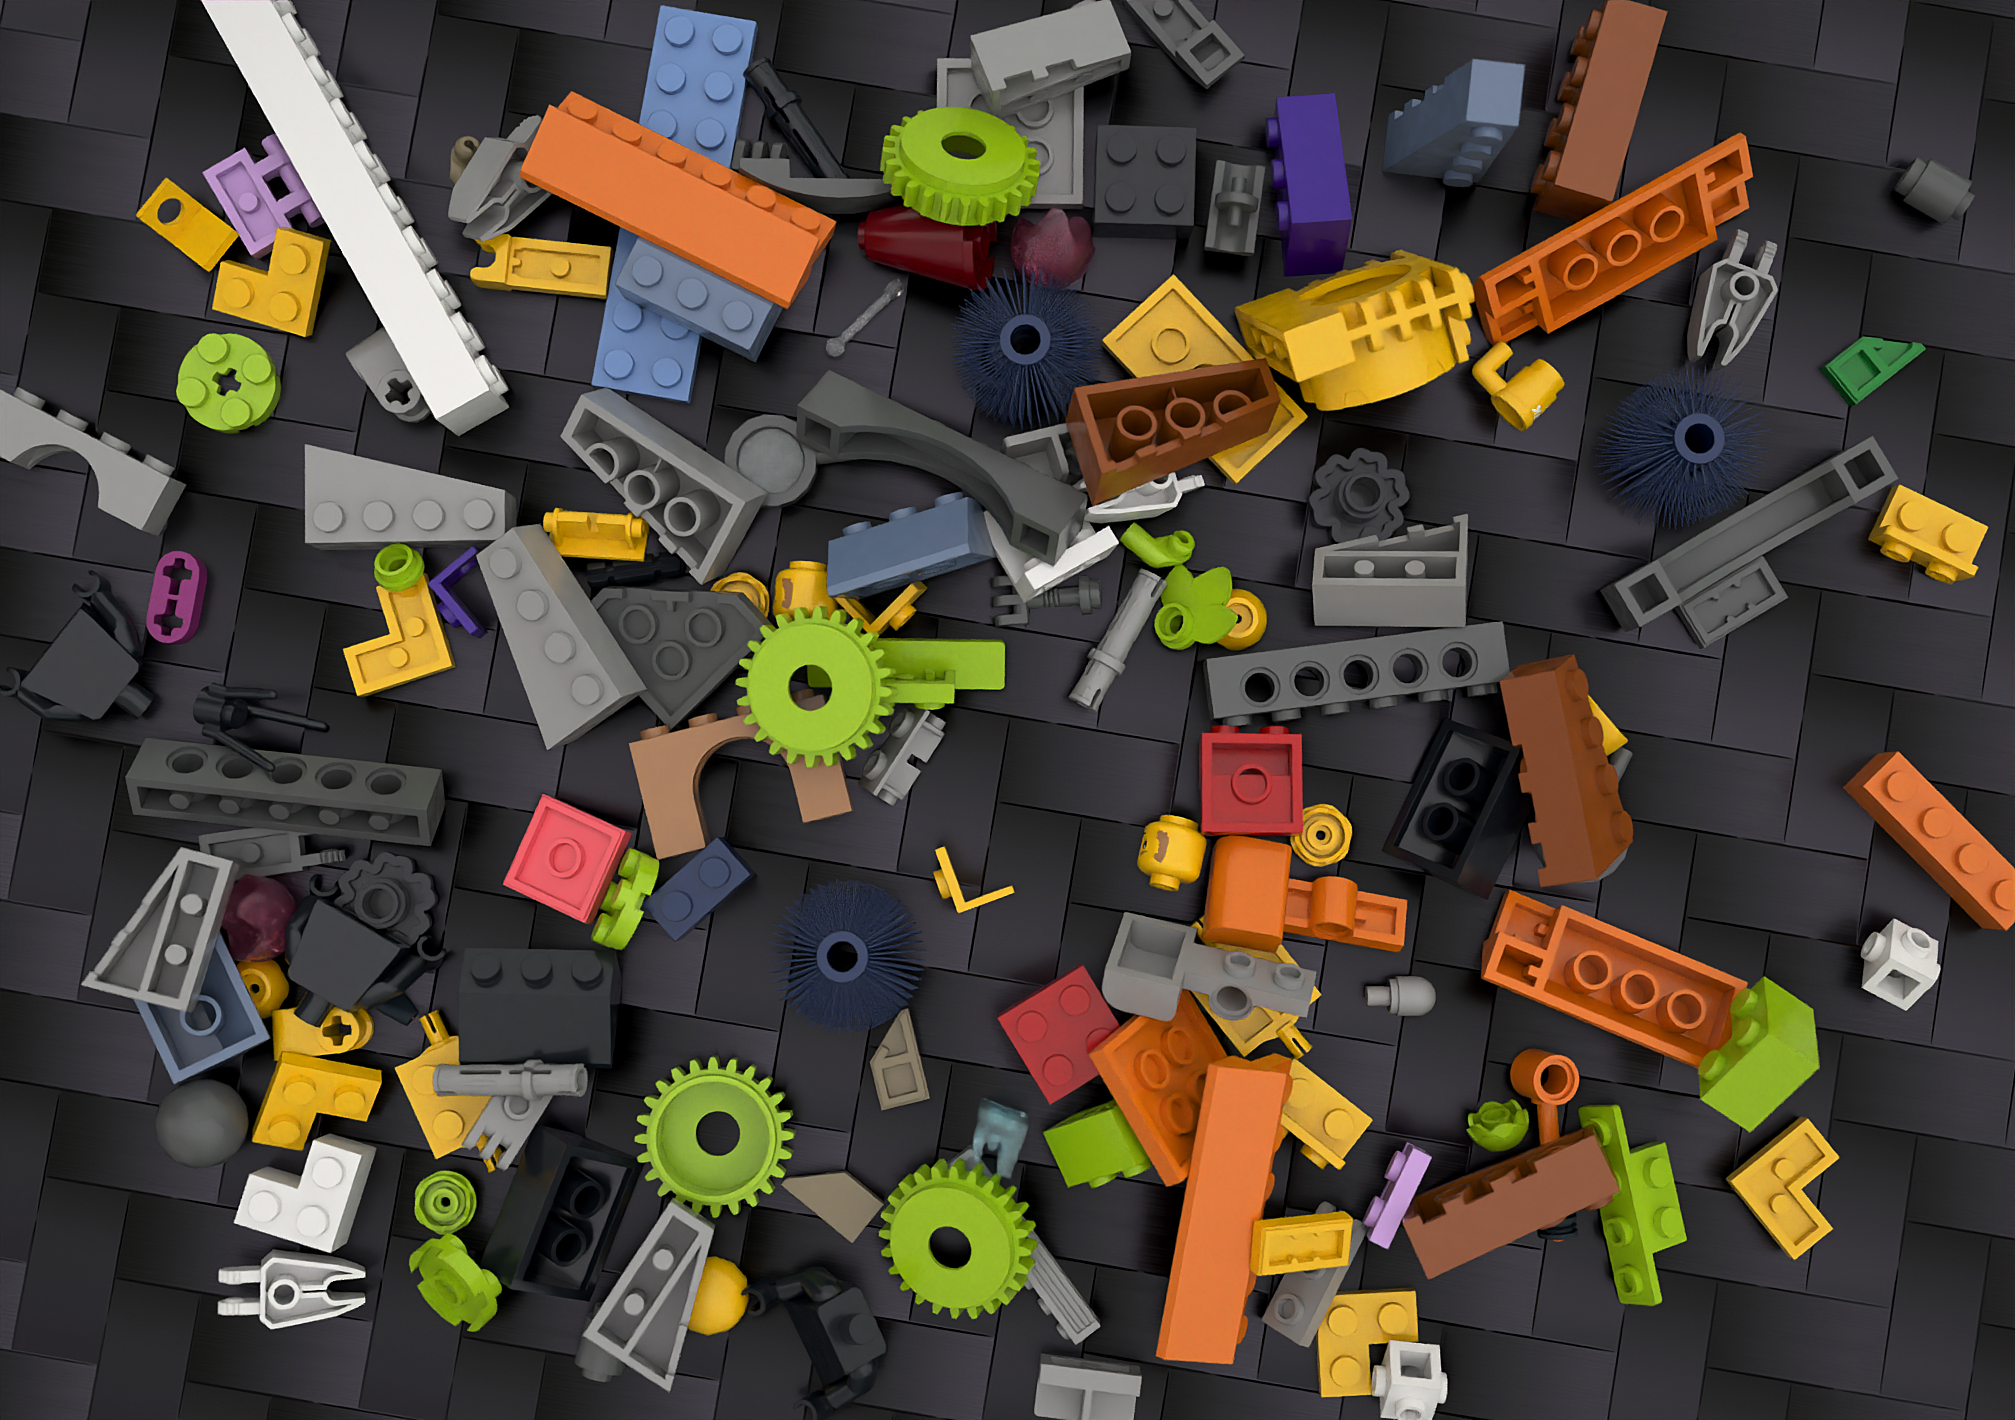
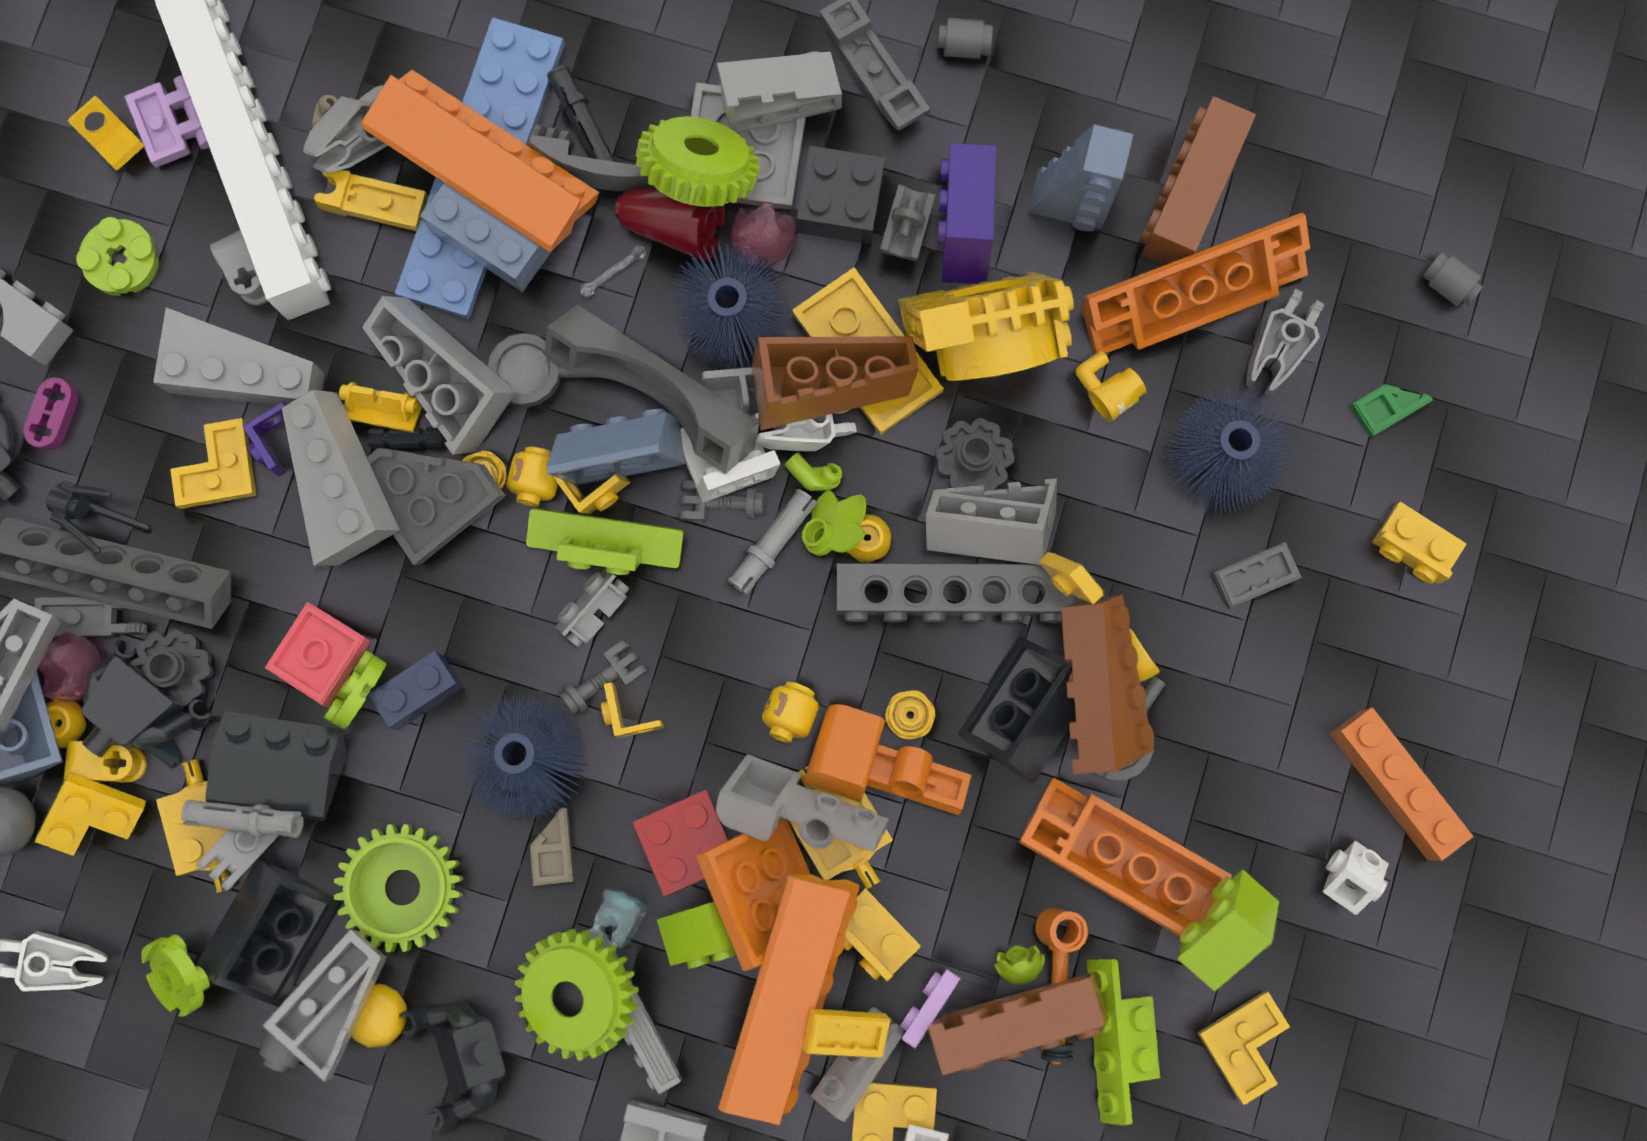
camera: 10 degrees right, 5 degrees down
(286, 293) = (173, 194): yellow plate -> none
(313, 1207) = (74, 900): white brick -> none
(398, 567) = (222, 411): lime plate -> none
(429, 1206) = (166, 907): lime plate -> none
(672, 764) = (411, 590): medium nougat arch -> none
(837, 1200) = (487, 952): dark tan tile -> none
(856, 686) = (557, 546): lime gear -> none
(899, 870) = (617, 668): none -> dark grey hinge
(1251, 782) = (859, 664): red plate -> none
(1403, 996) = (958, 851): light grey cylinder -> none
(1508, 642) = (1071, 577): none -> yellow plate
(1748, 534) = (1275, 524): dark grey arch -> none

